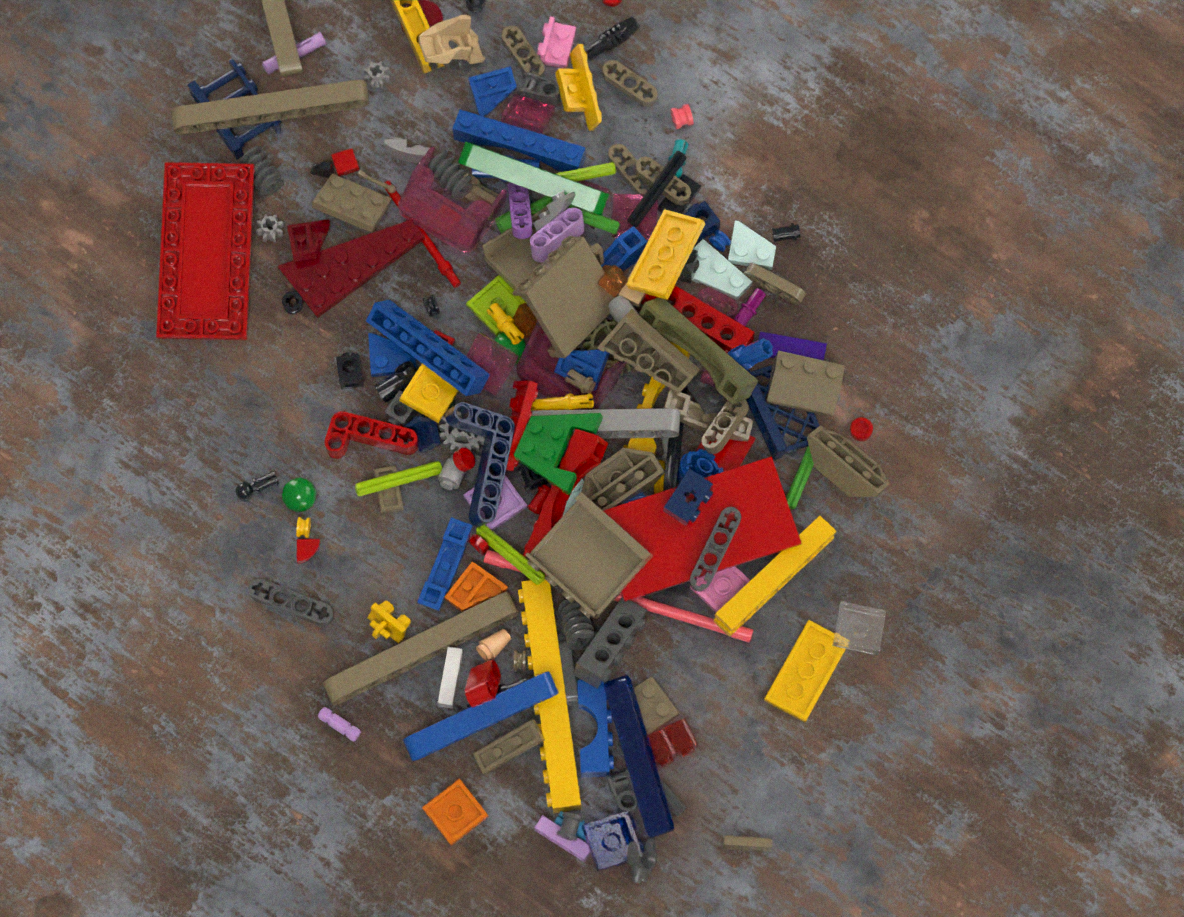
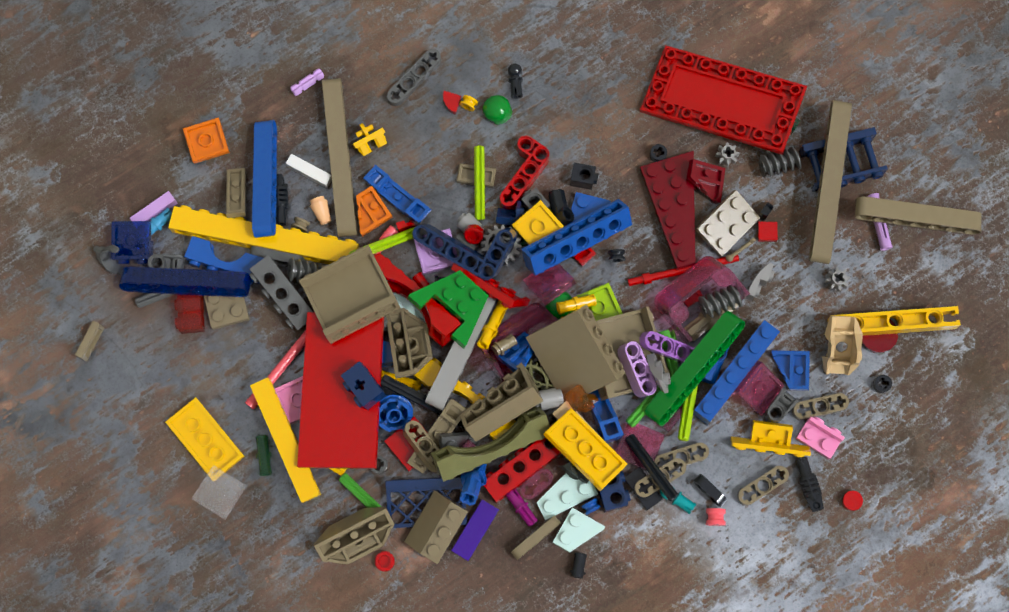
camera: 110 degrees right, 5 degrees up
(482, 683) = (287, 186): red beam -> none
(569, 826) = (154, 212): dark grey bush -> none
(656, 130) = (710, 490): none -> black beam
(713, 548) = (315, 396): dark grey beam -> none
(800, 597) = (263, 455): none -> clear green pin

